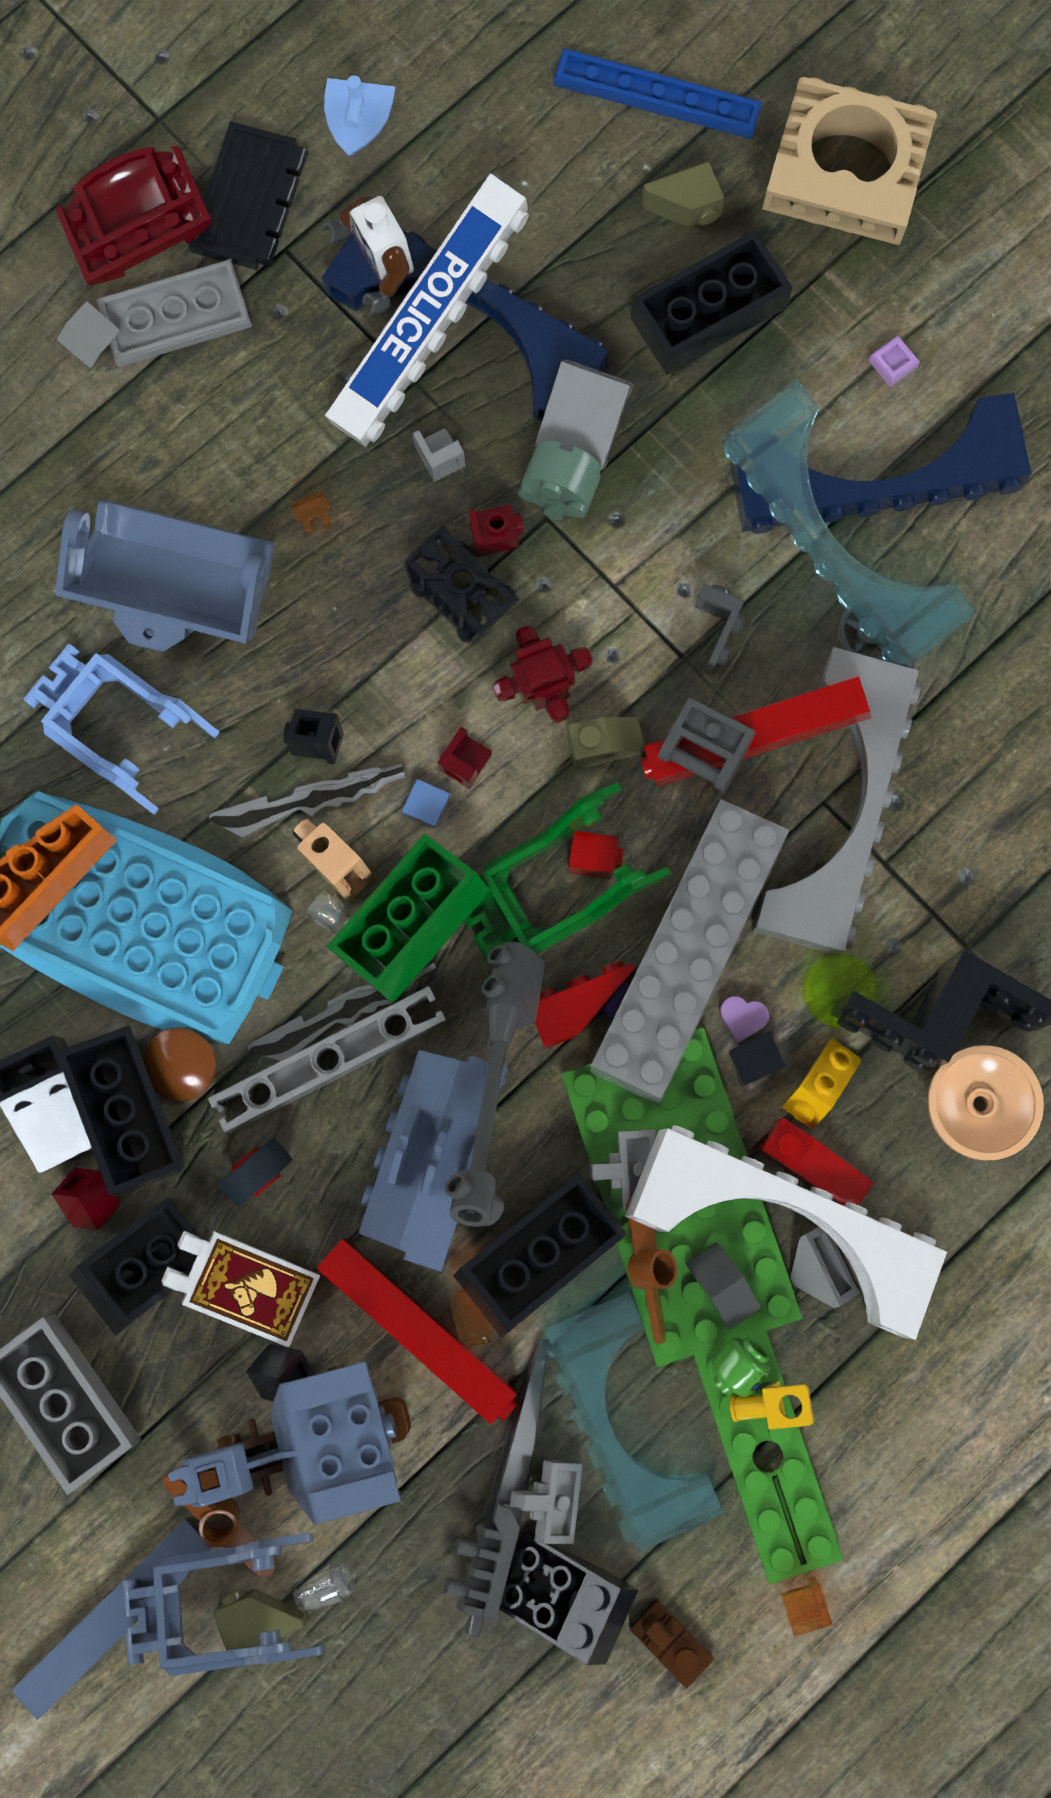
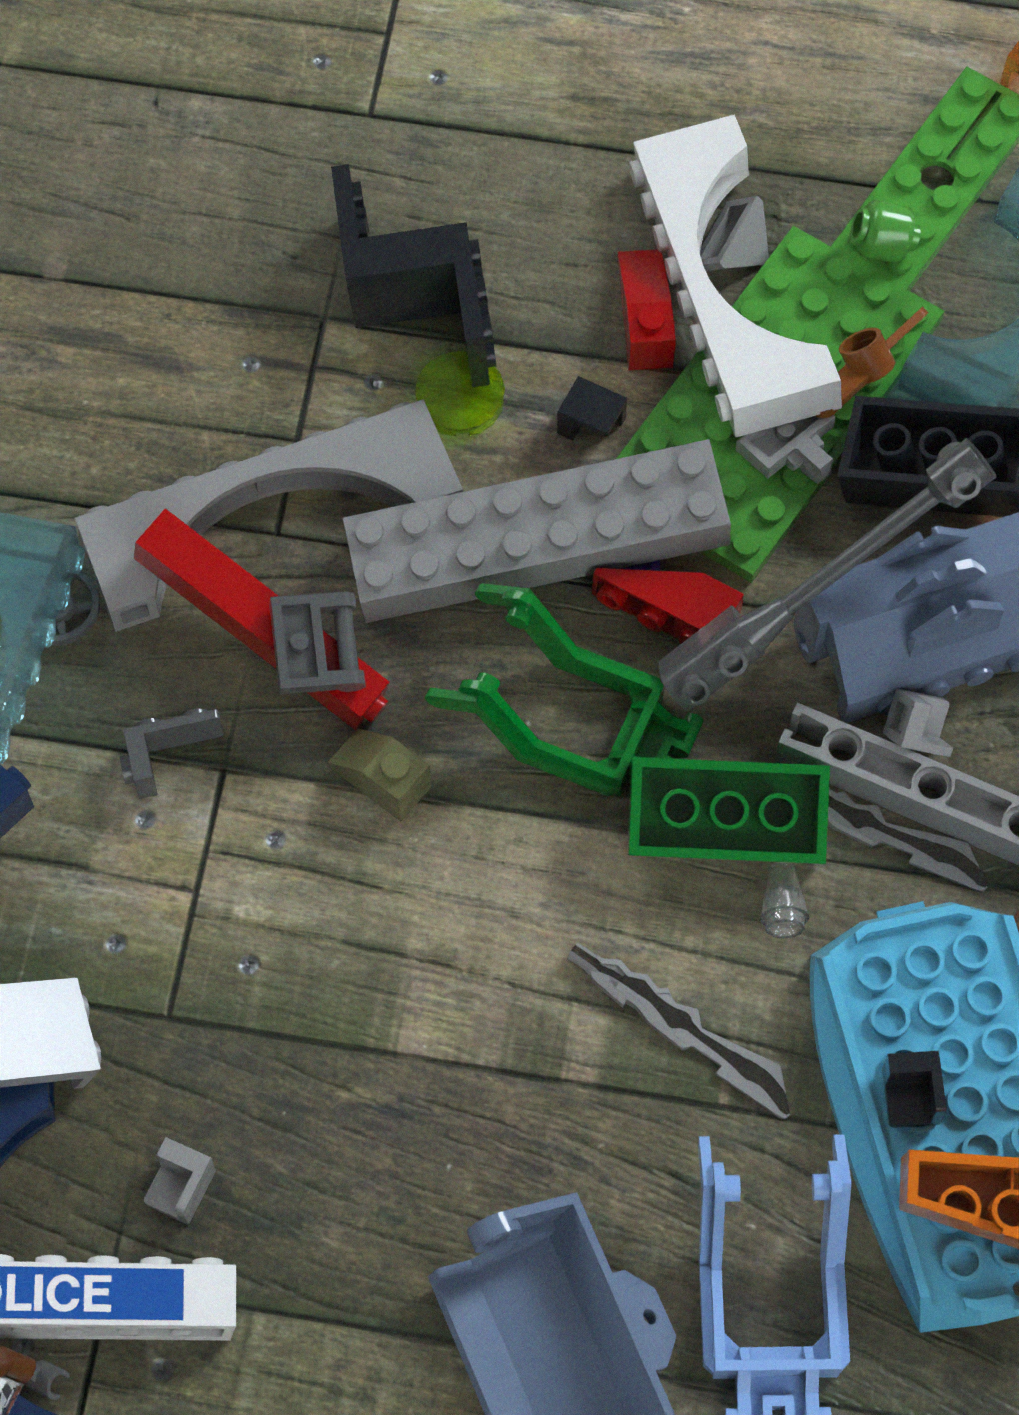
camera: 130 degrees left, 15 degrees down
(149, 879) = (914, 1089): none -> black panel
(311, 507) = (355, 1271): clear orange tile -> none
(314, 735) = (596, 1056): black brick -> none
(333, 859) = (731, 920): light nougat torso -> none
(375, 1085) = (917, 722): none -> light grey panel
(426, 803) = (589, 901): medium blue tile -> none
(450, 600) = (346, 1040): black piece -> none
(464, 759) = (512, 896): dark red panel -> none
(495, 540) = (231, 1066): dark red brick -> none
(542, 674) = (358, 876): dark red piece -> none
(560, 480) = (124, 1008): sand green brick -> none
(595, 855) = (518, 688): red brick -> none
(723, 1285) = (824, 300): dark grey slope -> none
(742, 1017) = (556, 452): lavender tile -> none
(771, 1406) = (896, 177): yellow bracket -> none
(822, 1084) = (564, 338): yellow bracket -> none
(1010, 1096) = (474, 179): light nougat dish -> none

